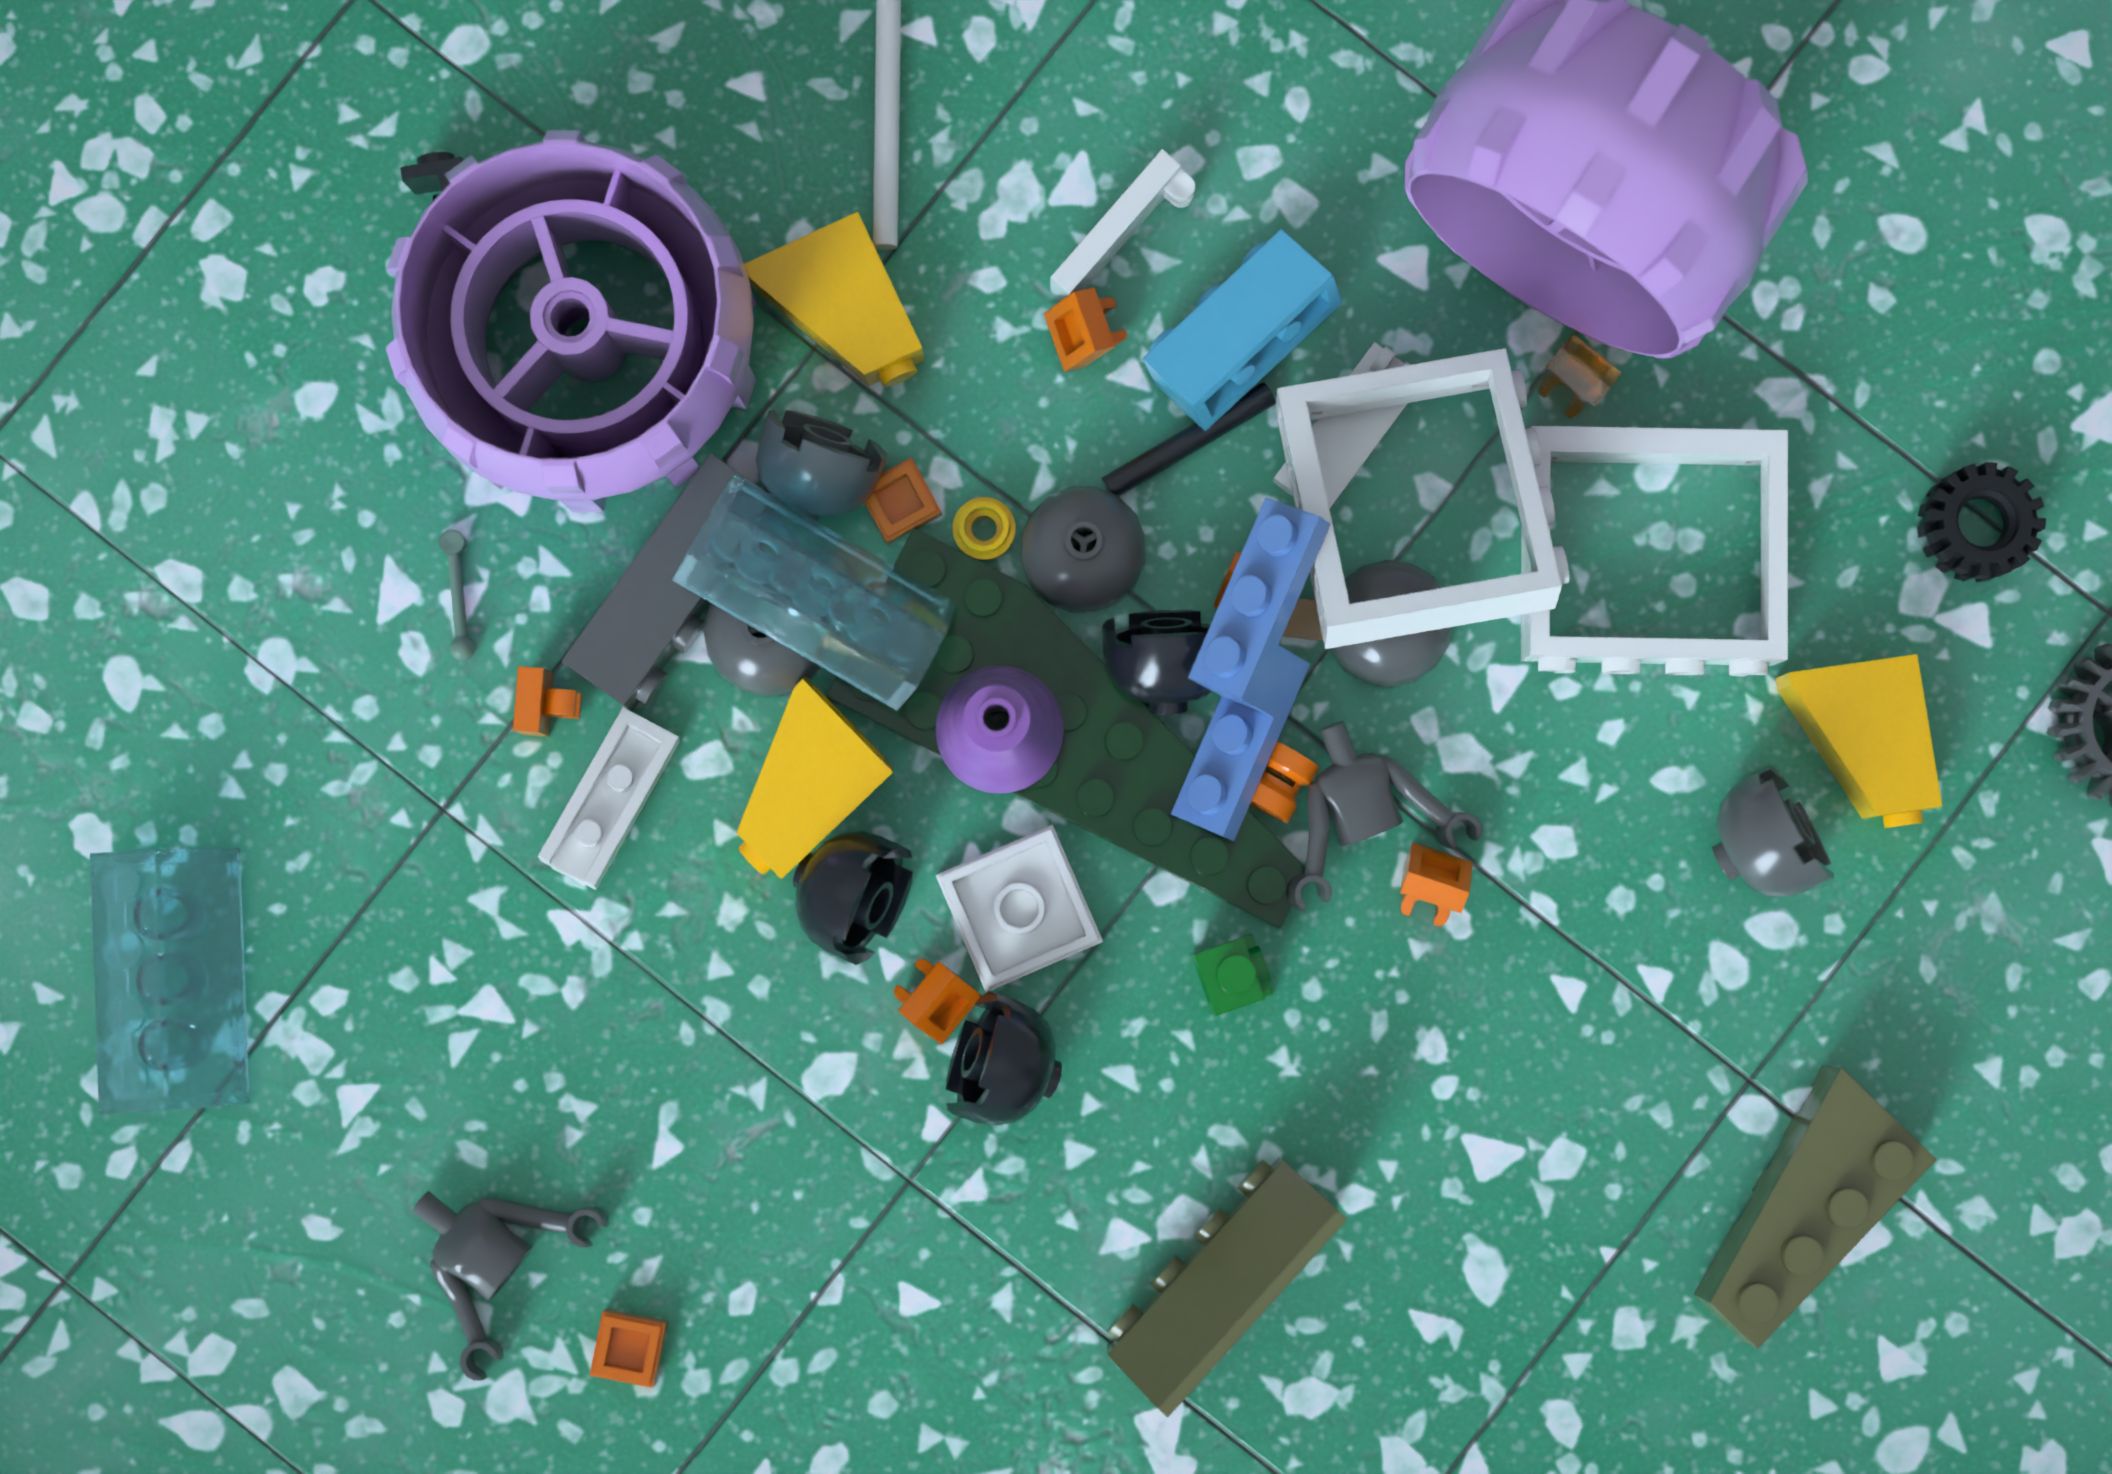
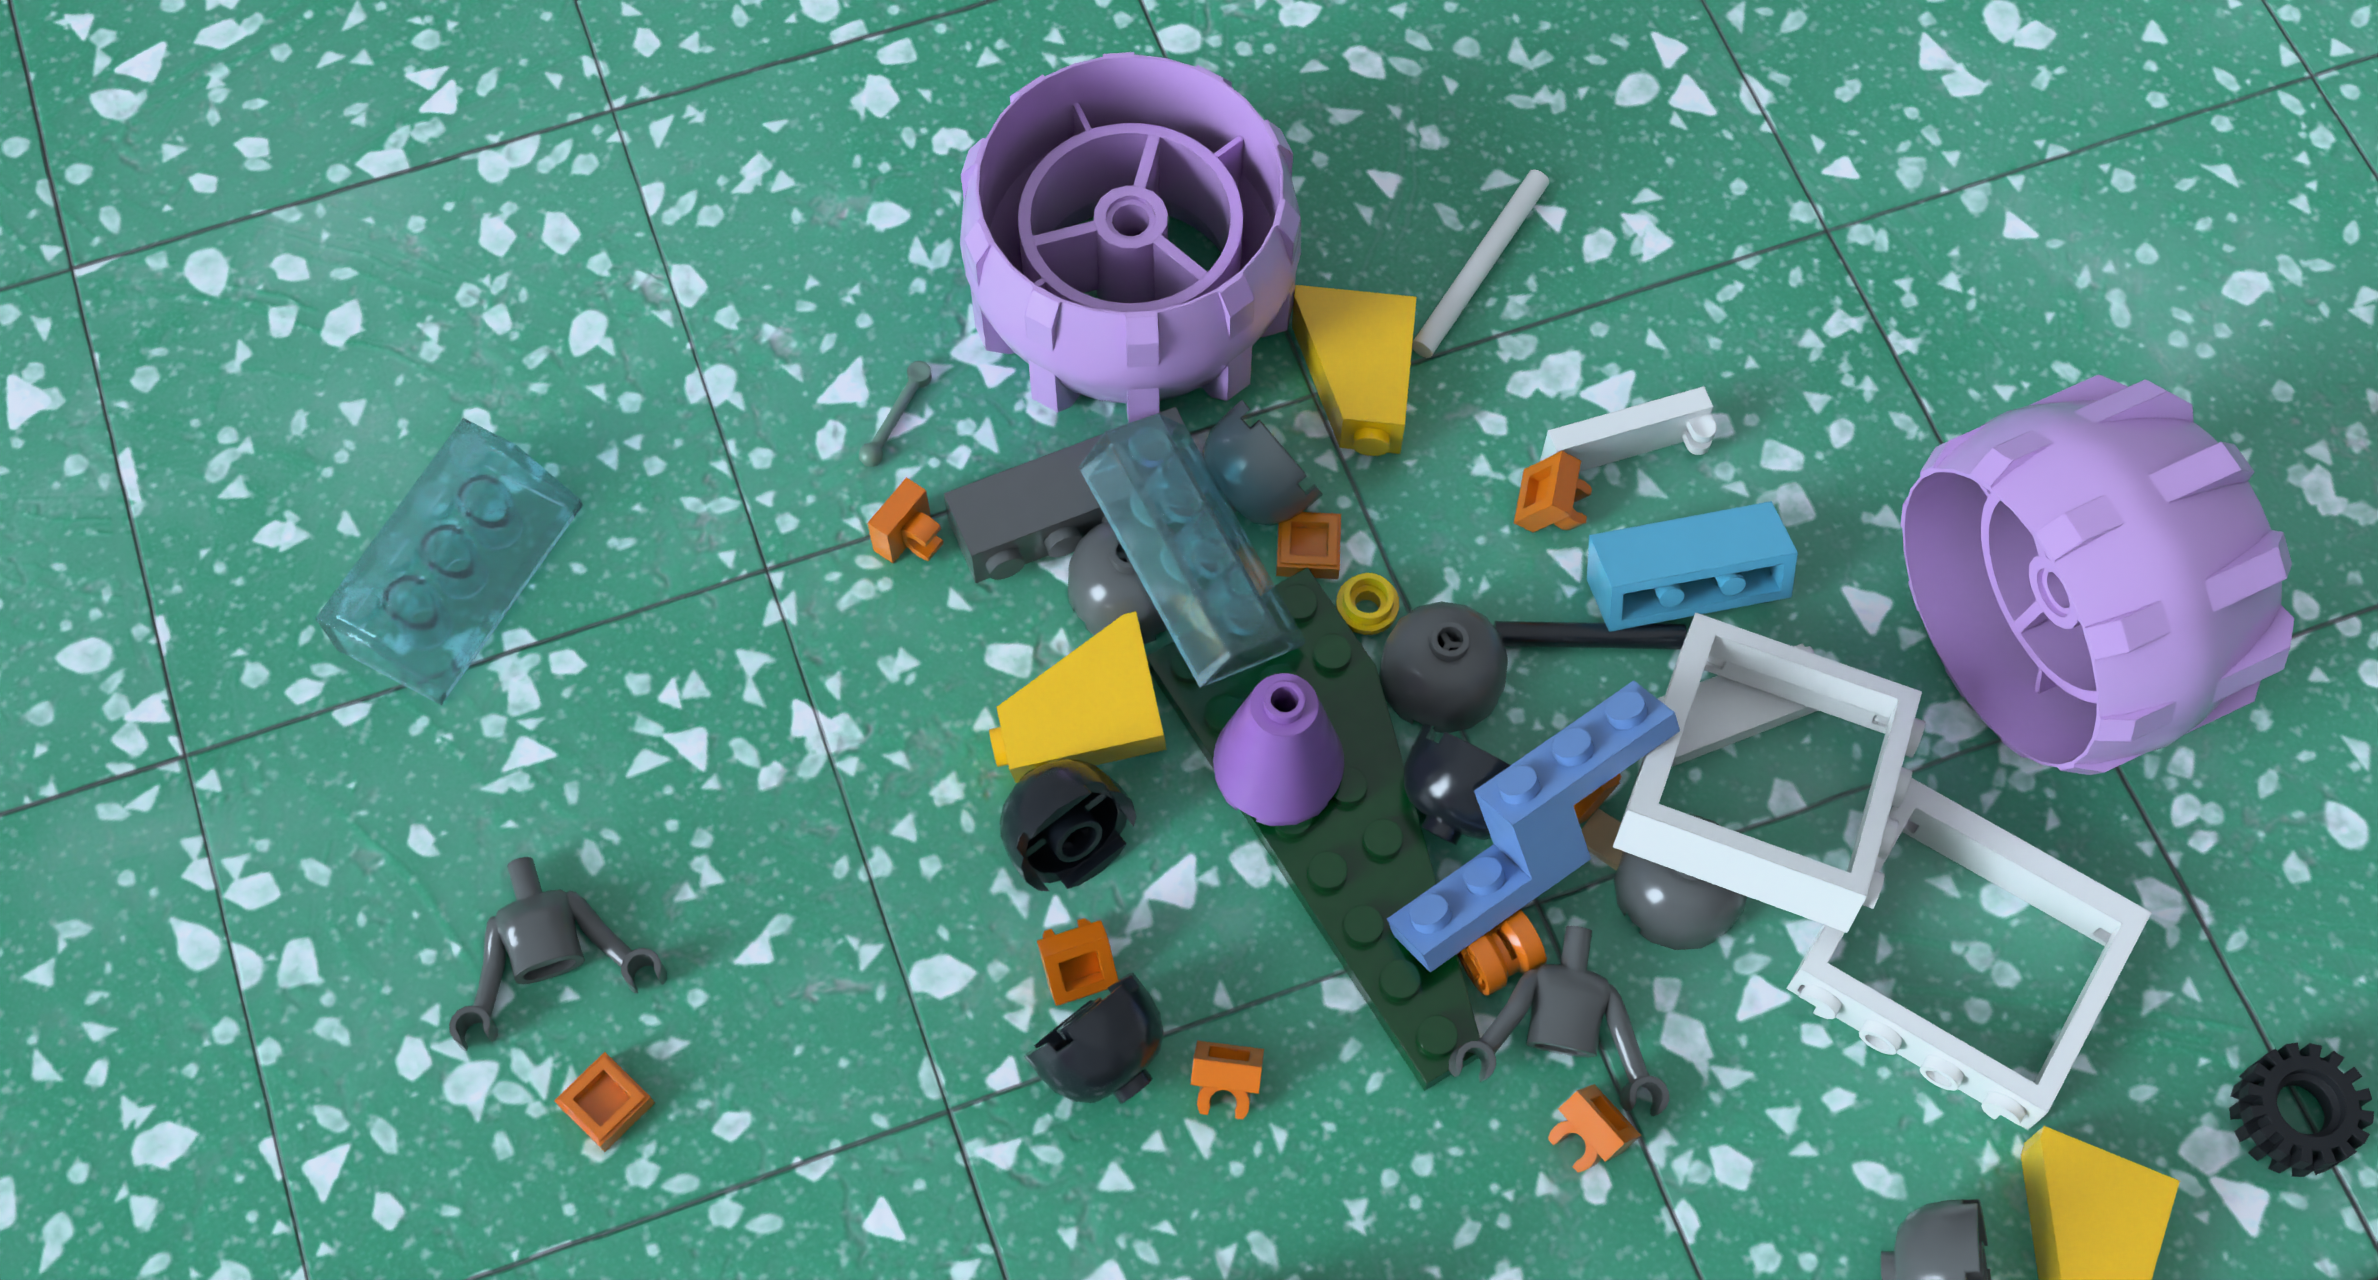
camera: 30 degrees right, 20 degrees down
(609, 799) = (907, 633): white hinge -> none
(1019, 908) = (1200, 931): white tile -> none
(1116, 1017) = (1228, 1069): none -> orange tile
(1233, 974) = (1357, 1095): green brick -> none
(1582, 371) = (1980, 769): clear orange tile -> none

